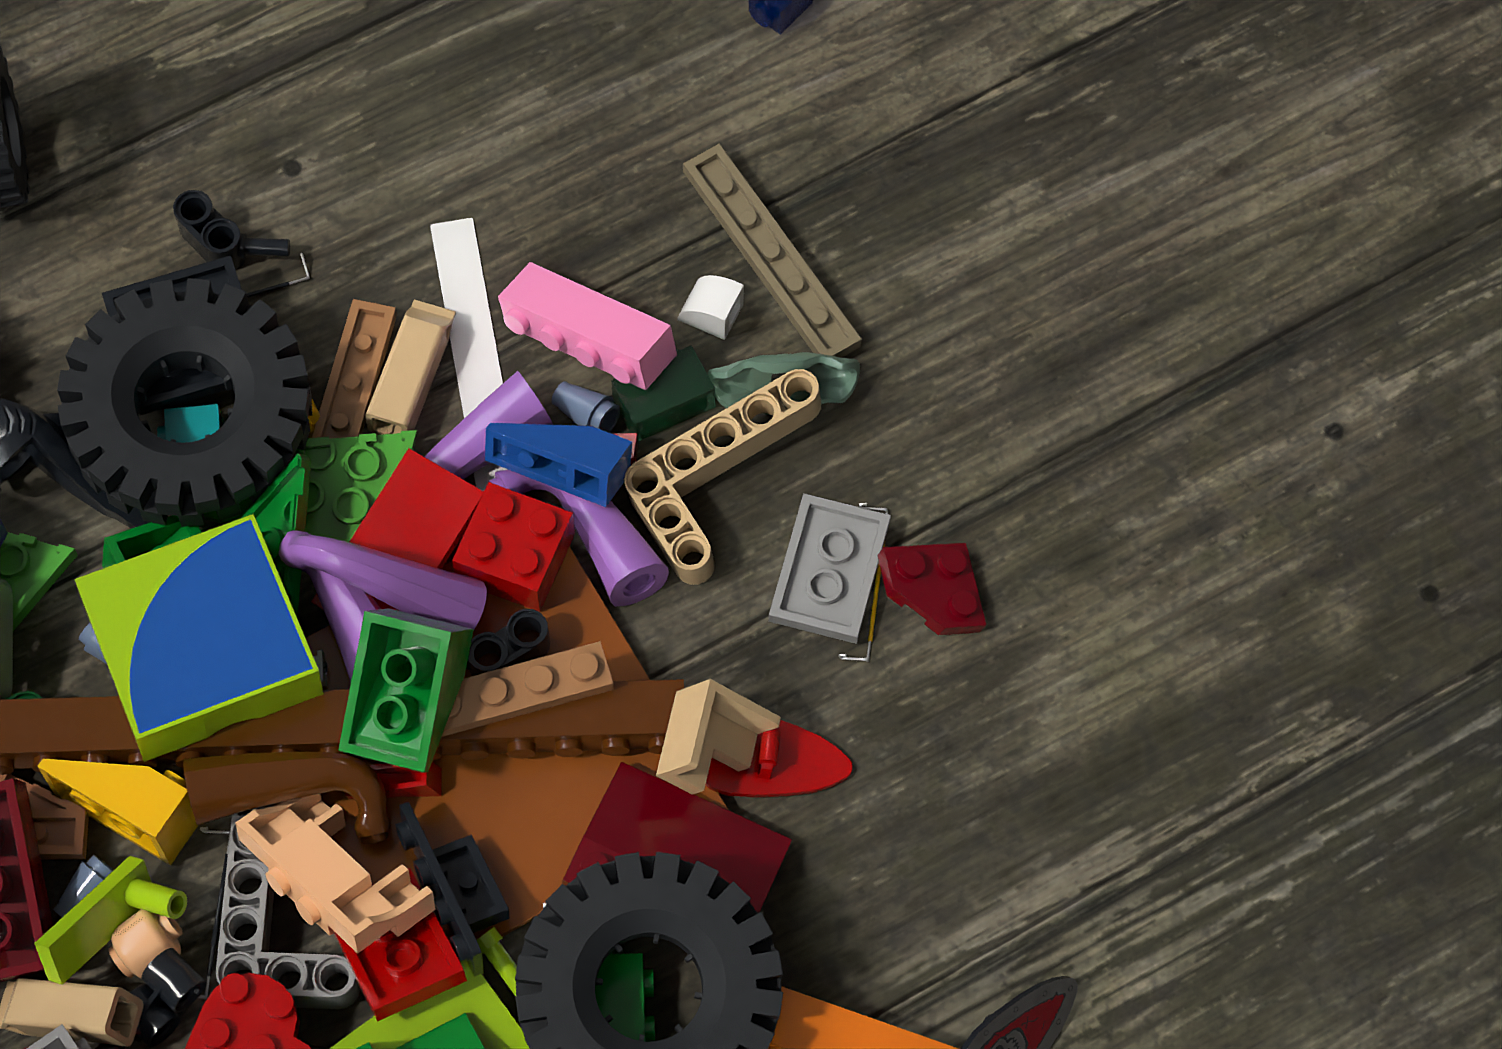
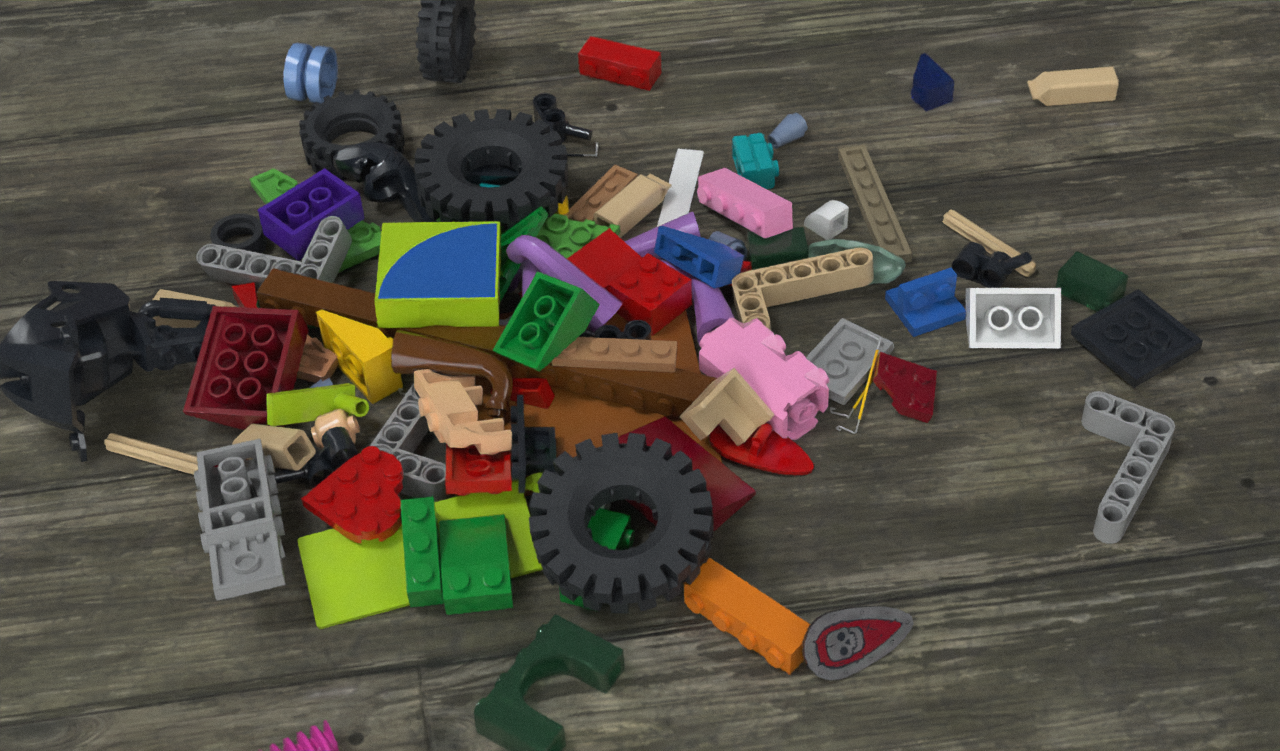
camera: 25 degrees right, 20 degrees down
(273, 81) = (619, 63): none -> red brick
(563, 226) = (754, 159): none -> teal brick
(591, 145) = (789, 129): none -> sand blue cone
(715, 631) = (786, 384): none -> bright pink brick
(880, 600) = (867, 386): none -> piece
(909, 420) = (927, 302): none -> blue bracket
(960, 277) = (988, 241): none -> tan axle
(982, 334) = (991, 271): none -> black beam
(1040, 411) = (1013, 317): none -> white slope
(1129, 315) = (1091, 282): none -> clear green brick
(1218, 394) = (1136, 338): none -> black plate
(1282, 620) = (1149, 438): none -> light grey beam

